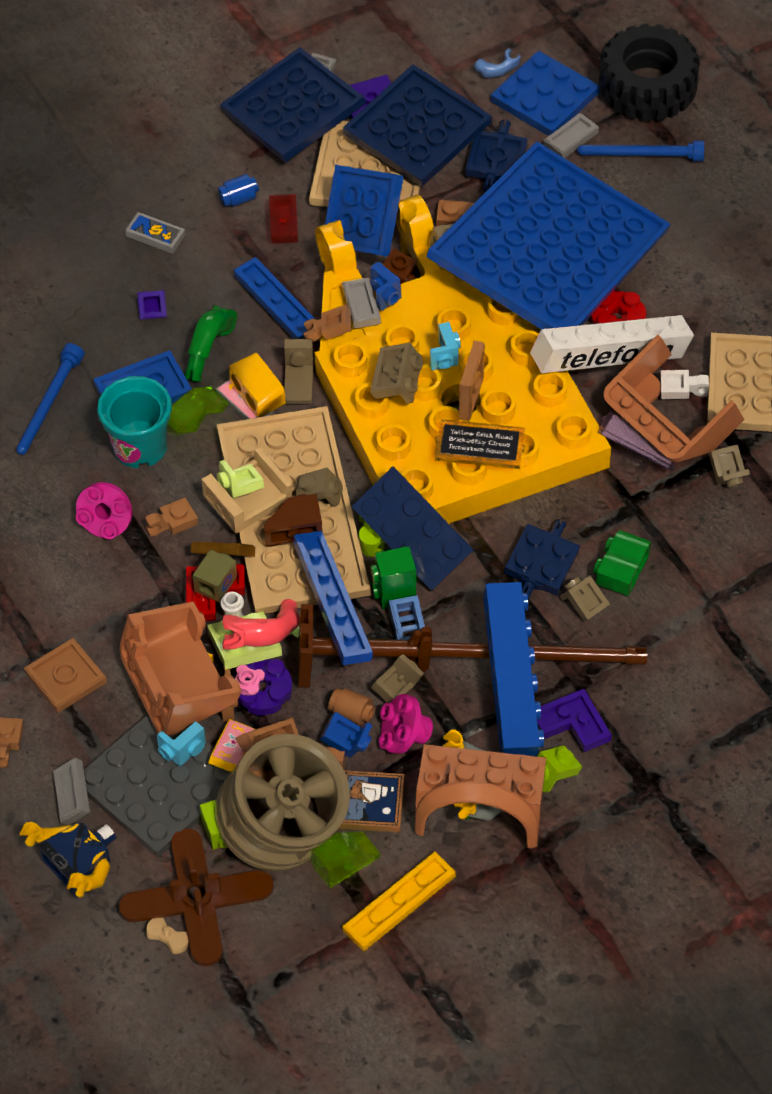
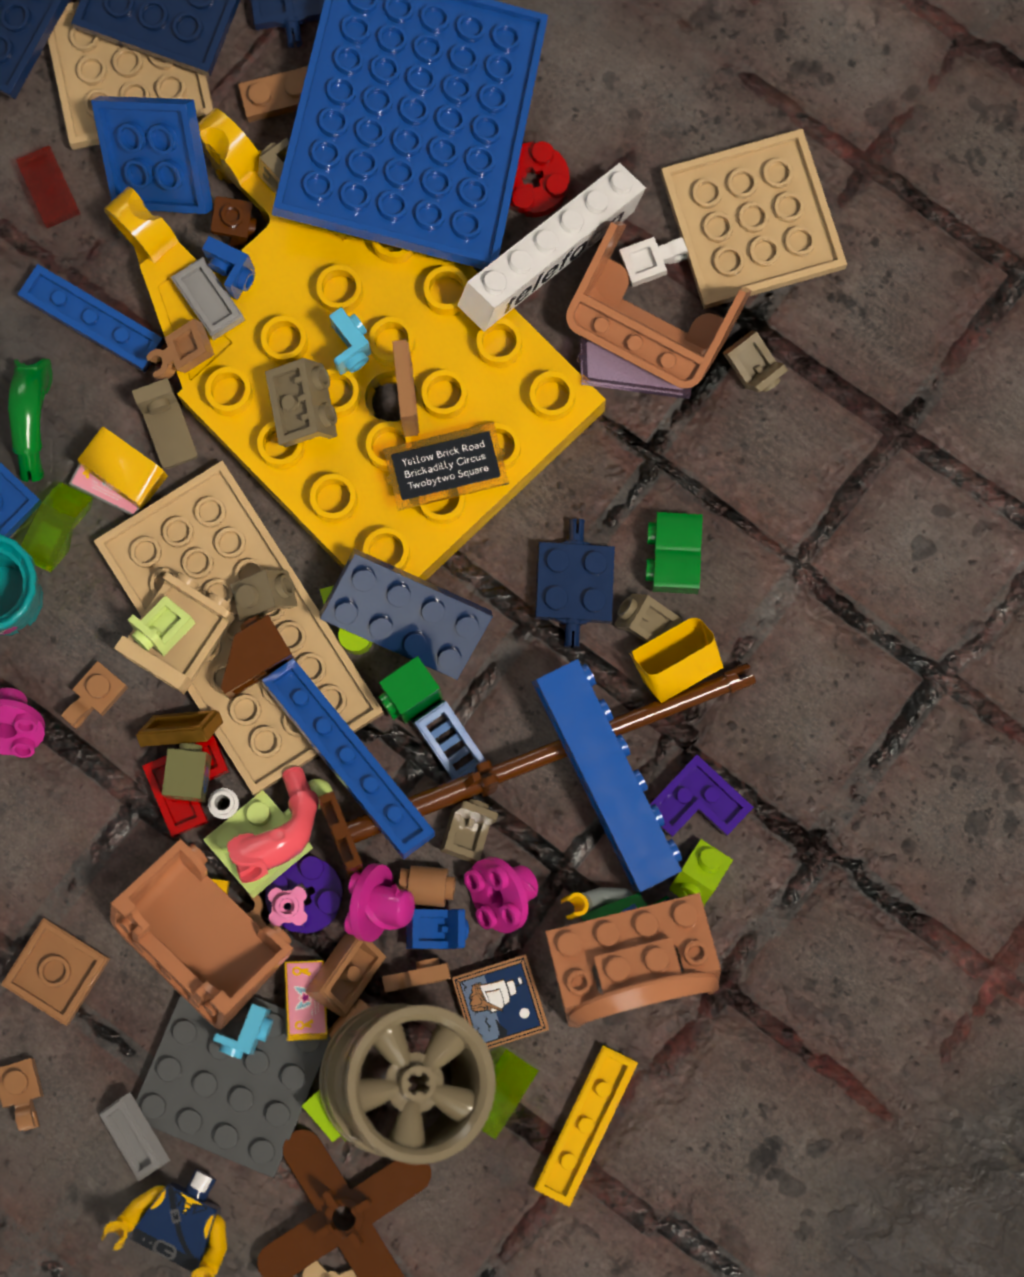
camera: 20 degrees left, 25 degrees up
(310, 697) = (377, 903): none -> dark pink plate
(595, 623) = (656, 659): none -> yellow piece

